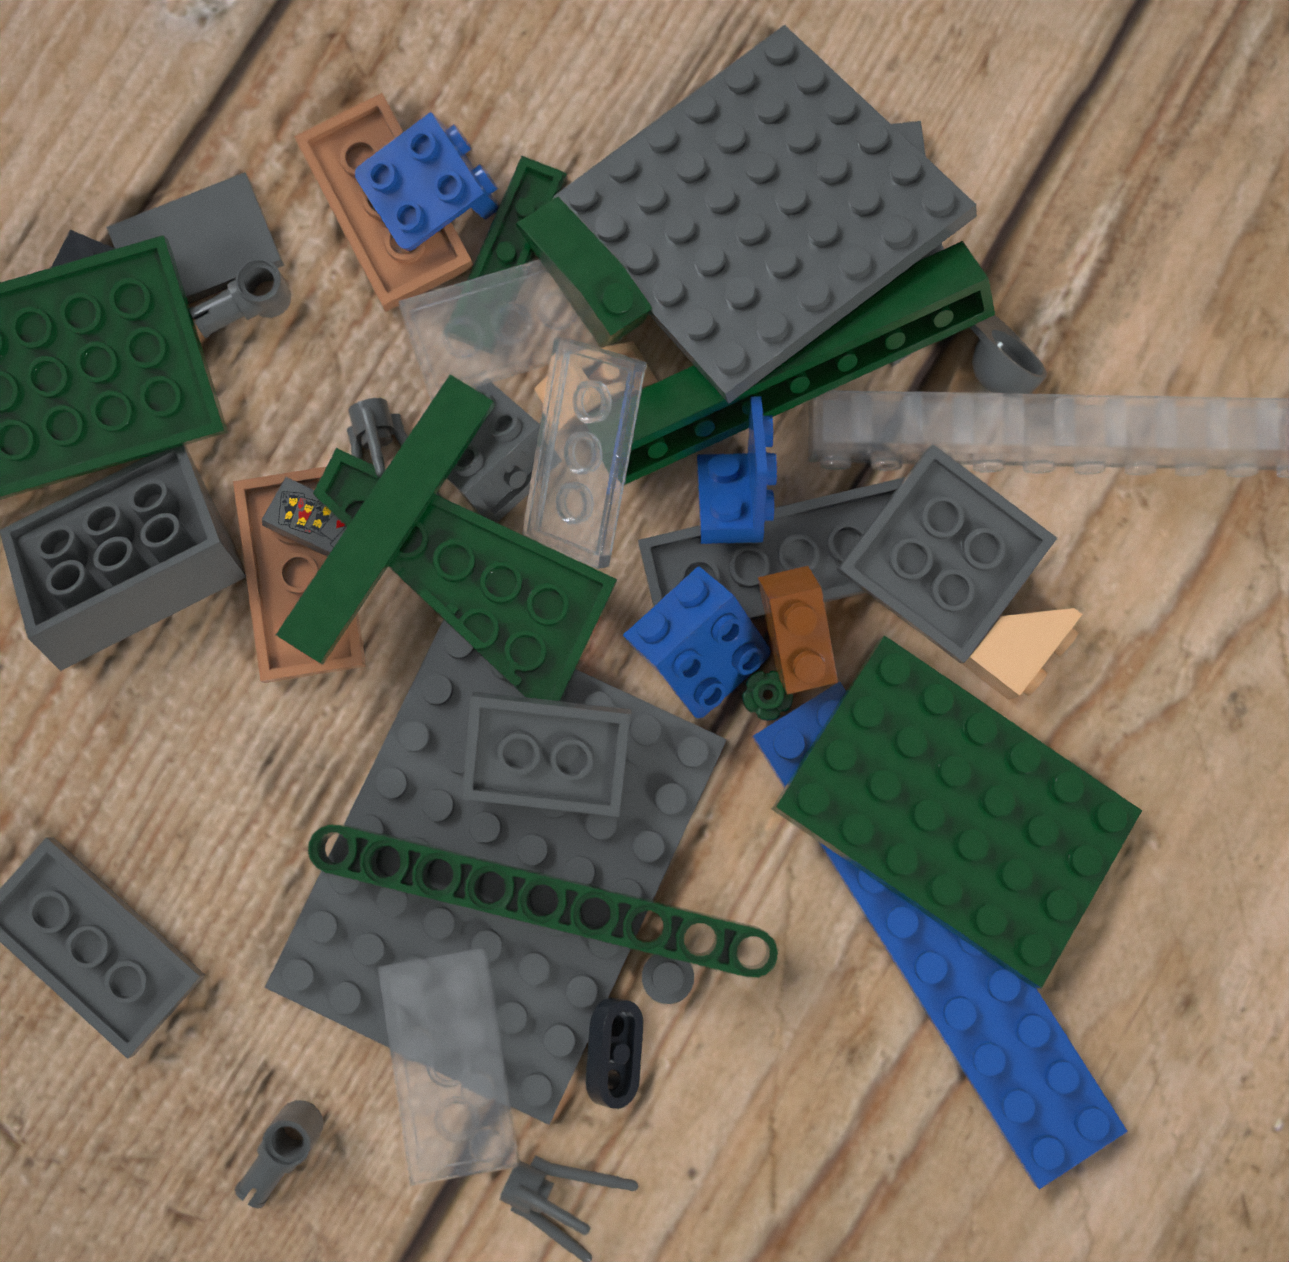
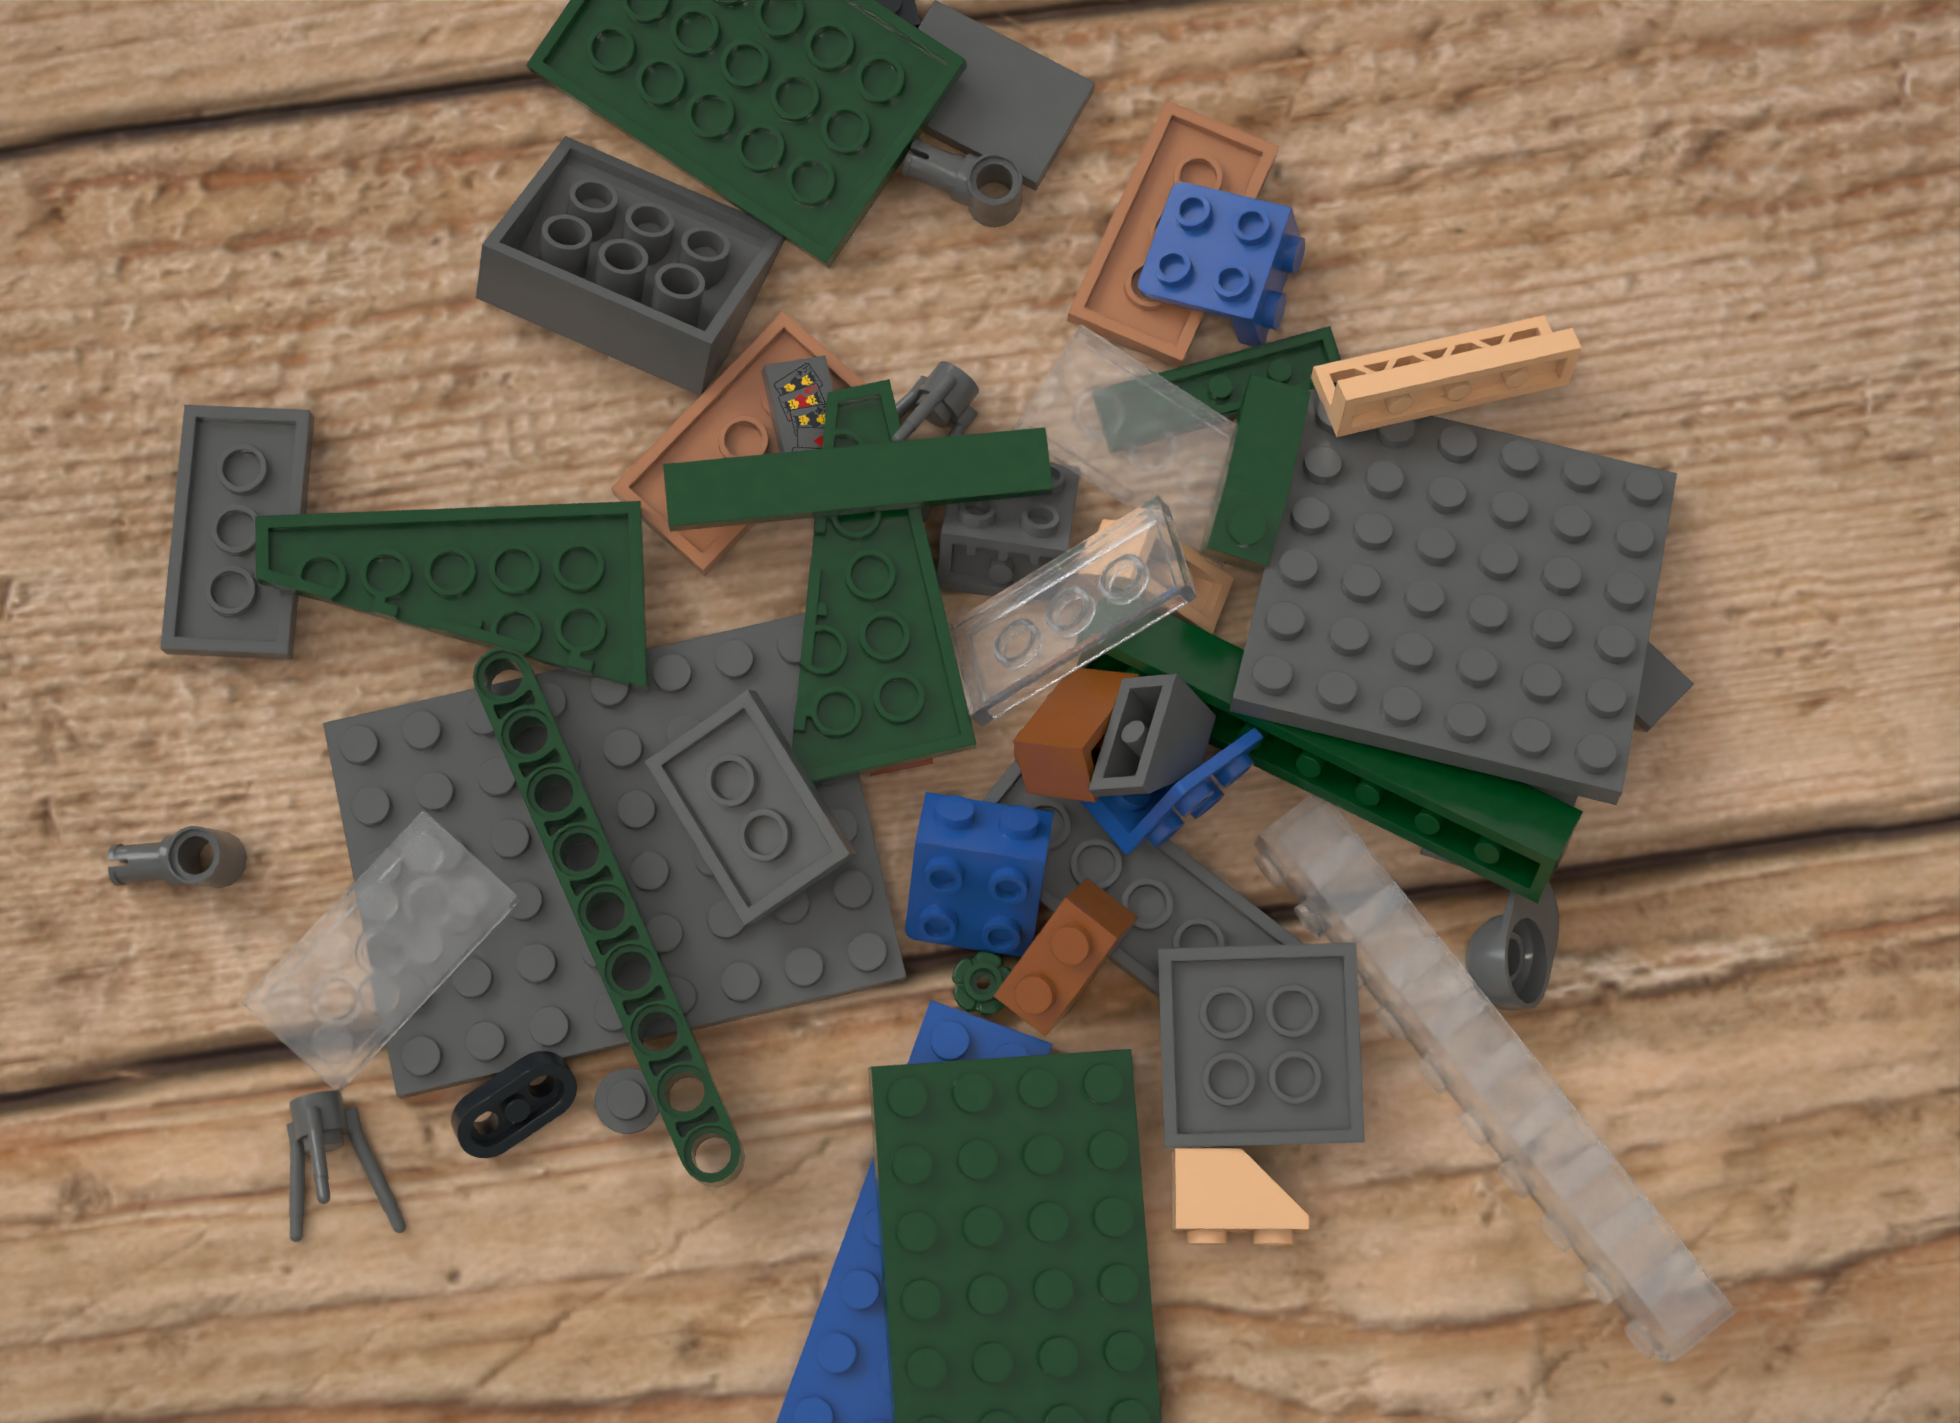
camera: 50 degrees right, 5 degrees down
(268, 791) = (525, 577): none -> dark green wing
(617, 114) = (1445, 374): none -> light nougat fence
(666, 509) = (1066, 735): none -> dark orange brick
(708, 465) = (1152, 736): none -> dark grey slope

